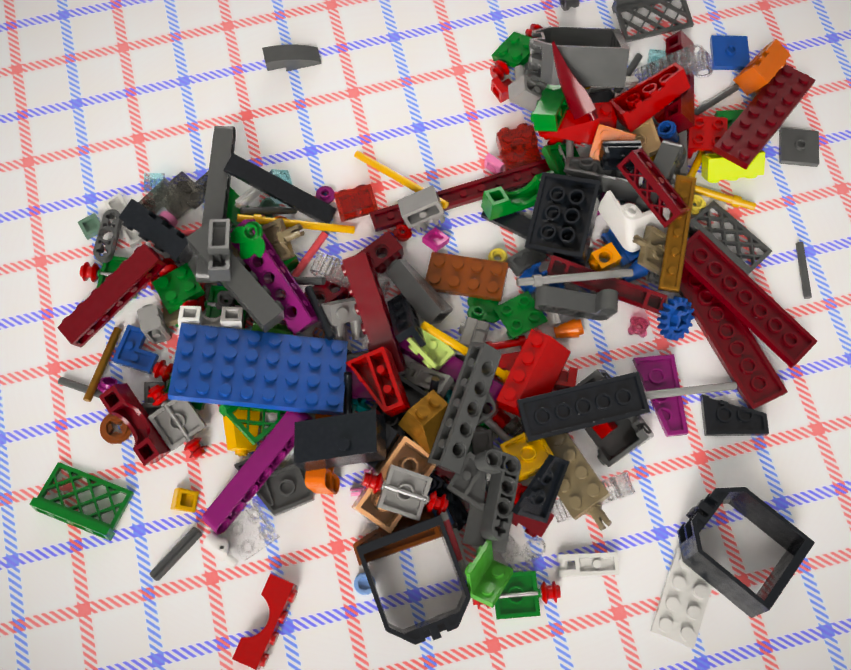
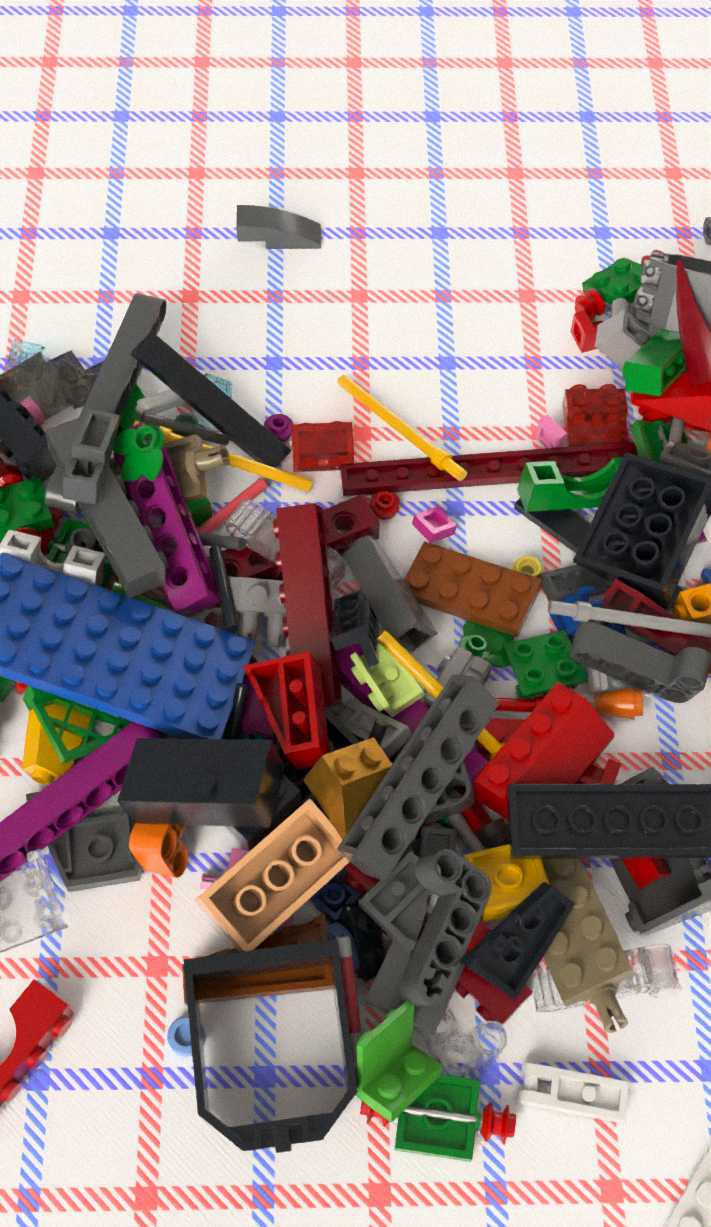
camera: 10 degrees right, 10 degrees down
(404, 492) = (287, 889): light grey plate -> none
(420, 208) = (422, 468): light grey brick -> none

